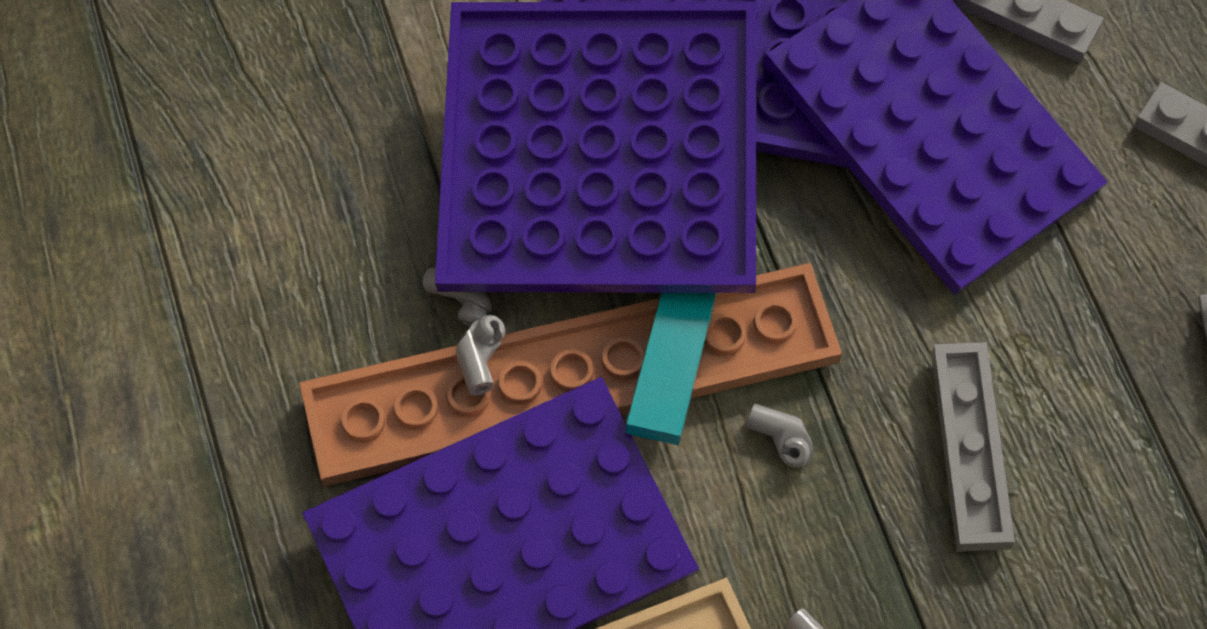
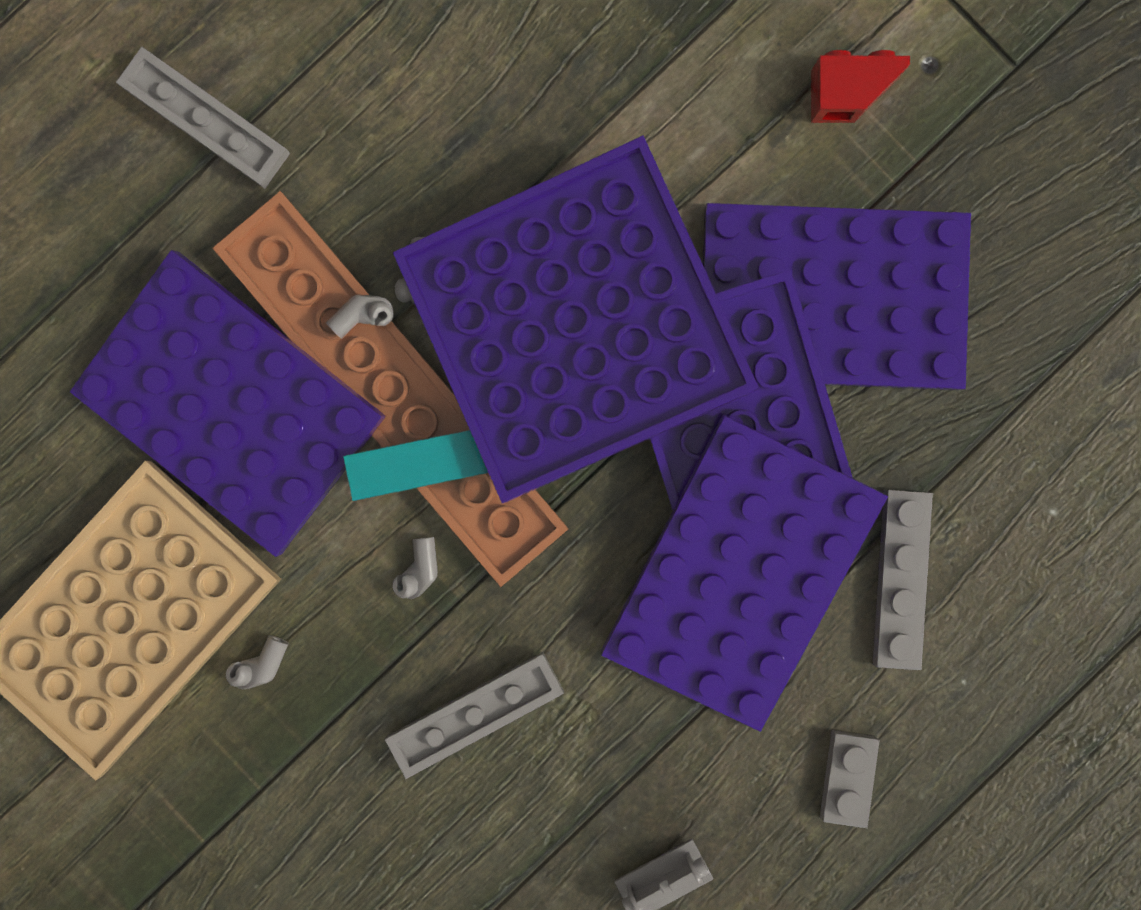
camera: 60 degrees right, 25 degrees up
(171, 430) = (203, 117): none -> light grey plate

